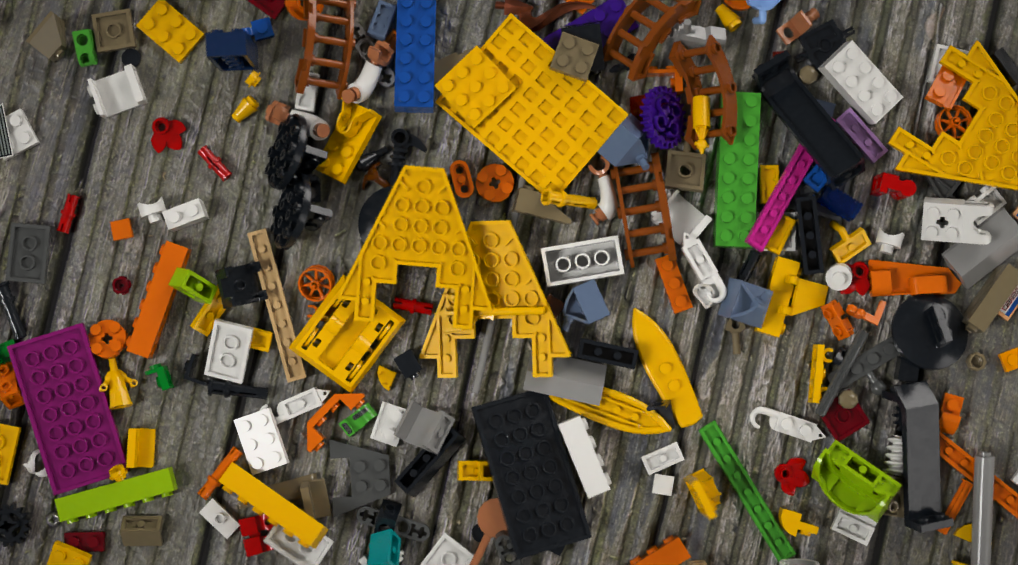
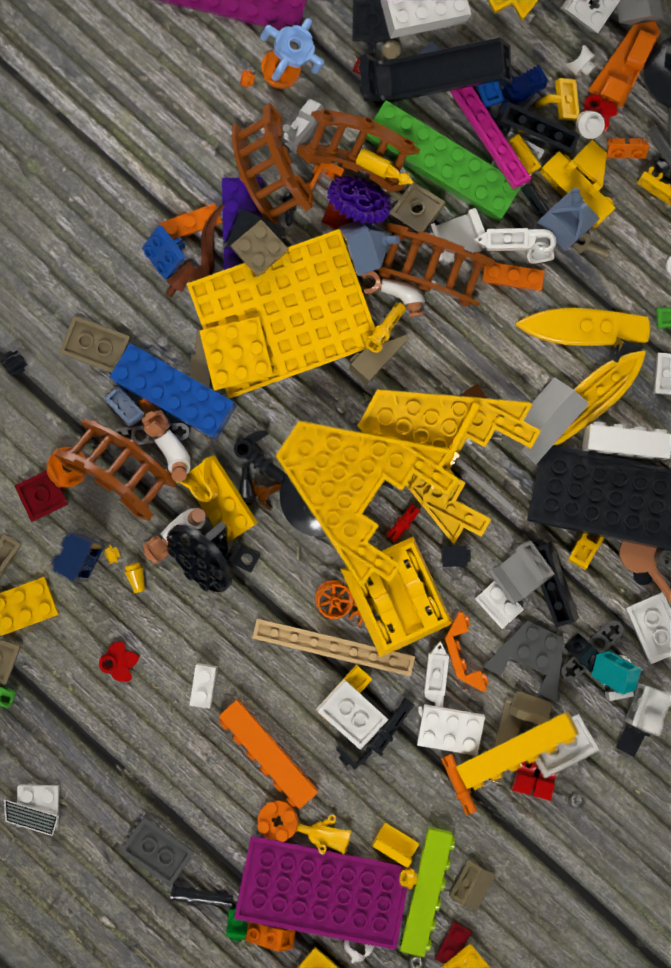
camera: 60 degrees left, 0 degrees up
(68, 213) = (140, 794): red pin -> none
(117, 92) = (53, 687): white panel -> none
(121, 280) = (240, 781): dark red plate -> none
(122, 229) = (183, 752): orange tile -> none
(132, 57) = (28, 657): black piece -> none
(152, 211) = (183, 715): white piece -> none
(164, 379) = (345, 789): green bracket -> none
(193, 285) = (274, 713): lime brick -> none
(209, 312) = (303, 705): yellow plate -> none
(214, 163) = (170, 632): red pin -> none
(220, 518) = (500, 807): white plate -> none
(239, 285) = (297, 671): black panel -> none
(260, 29) = (69, 522): blue plate -> none
(296, 213) = (260, 582): black bracket -> none
(307, 101) = (161, 515): white plate -> none
(358, 419) = (479, 630): bright green leg -> none
(386, 377) = (454, 583): yellow tile -> none
(462, 179) = (312, 413): orange plate -> none
(504, 188) = (339, 395): orange plate -> none
(582, 261) = (449, 346): white brick -> none
(584, 305) = (490, 365): sand blue piece -> none
(607, 353) = (545, 370): black brick -> none
(728, 18) = (299, 92): yellow cone -> none
(767, 181) = (468, 139): yellow plate -> none
(798, 24) = (341, 33): nougat bracket -> none
(860, 313) = (632, 125): orange piece -> none
(861, 135) = (472, 33): lavender plate -> none
(890, 184) = (535, 30): red legs -> none

